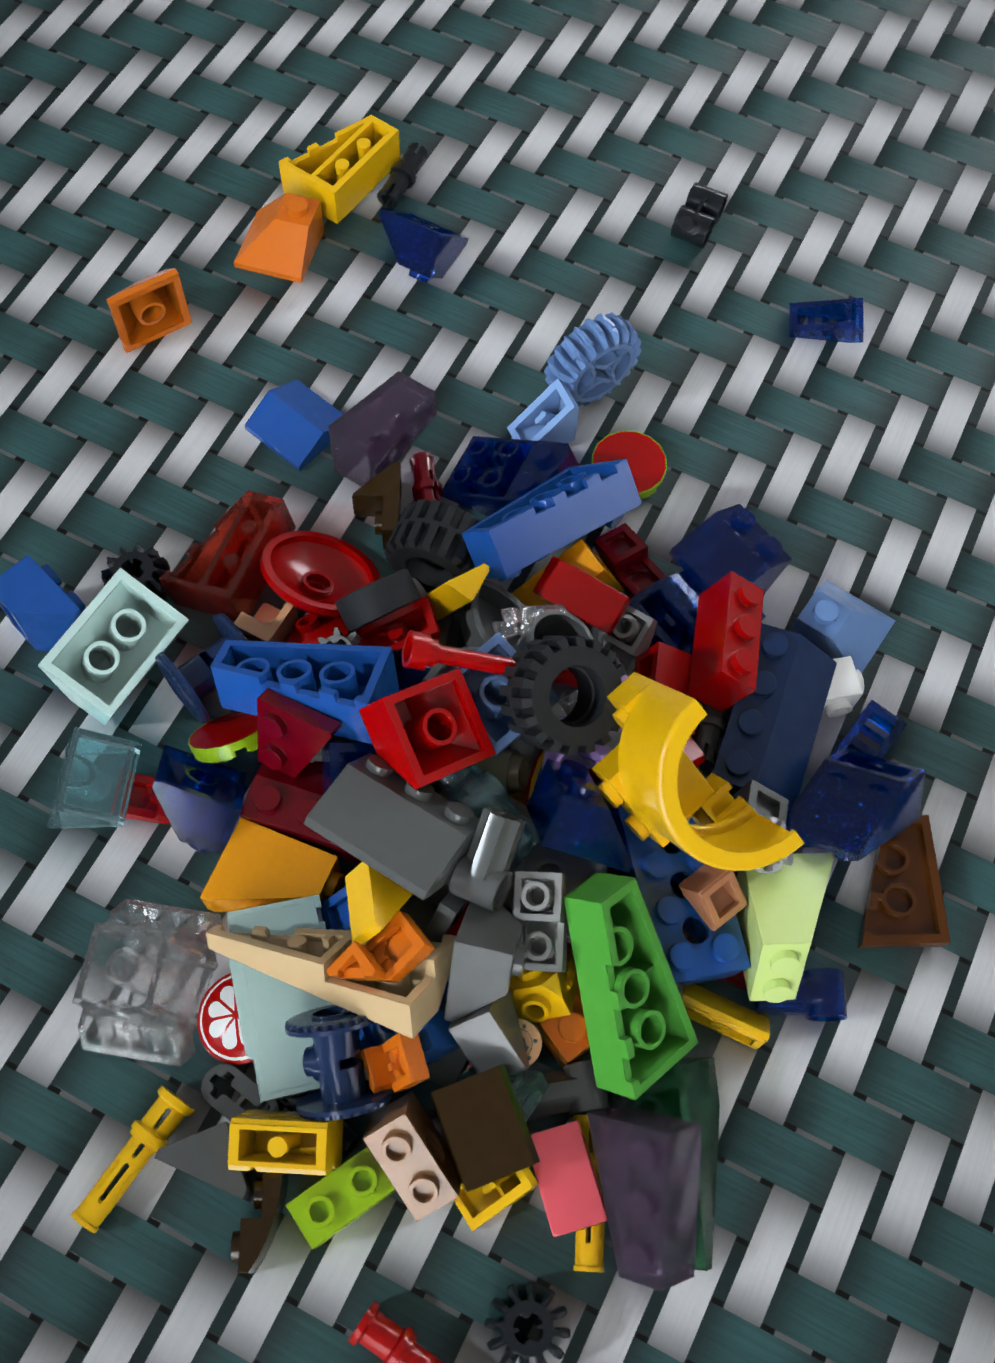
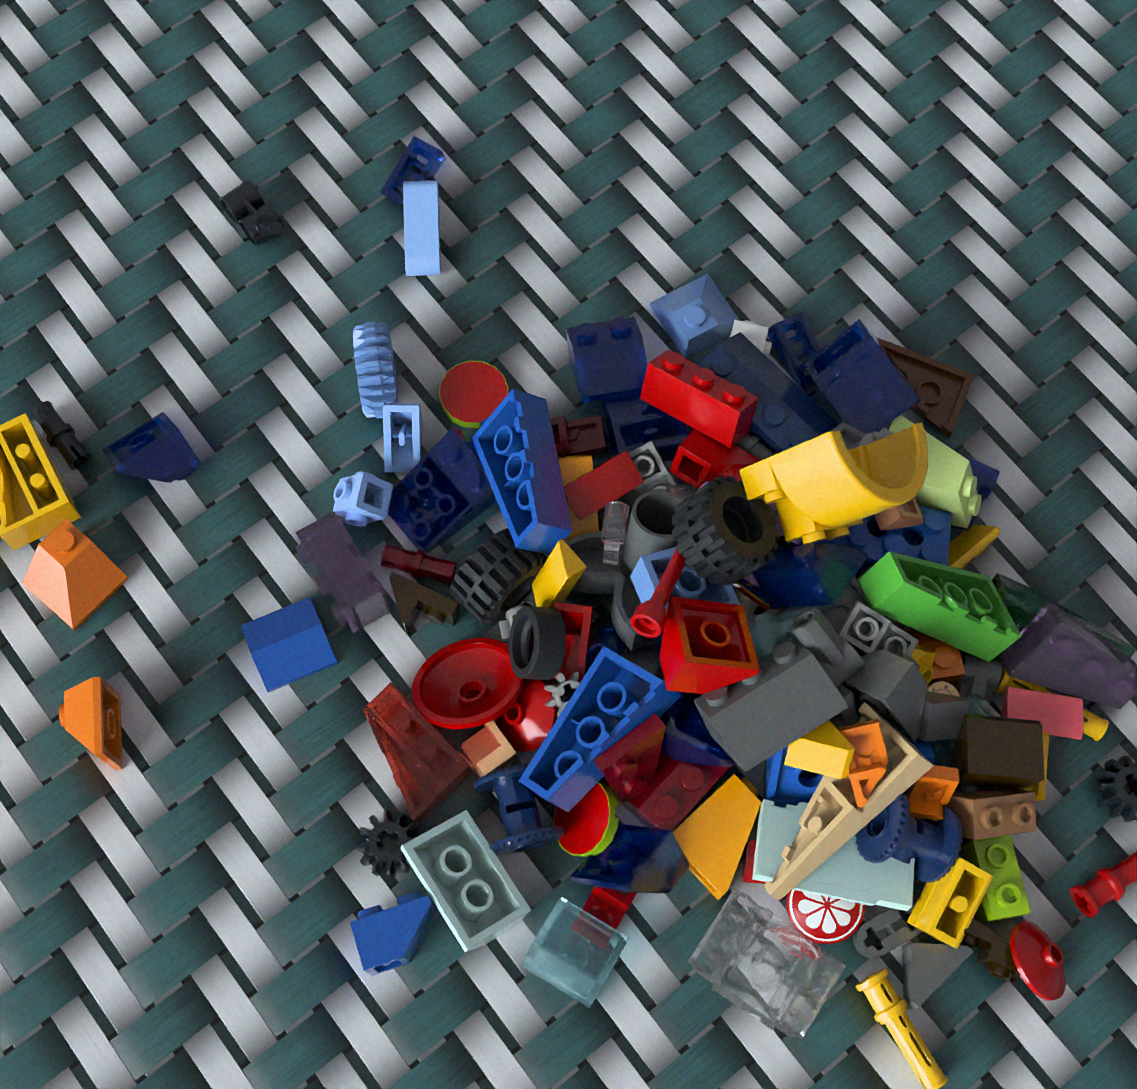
camera: 65 degrees left, 5 degrees up
(253, 1276) = (1038, 960): none -> red dish
(476, 415) = (362, 498): none -> light blue brick
(771, 346) = (421, 228): none -> light blue beam

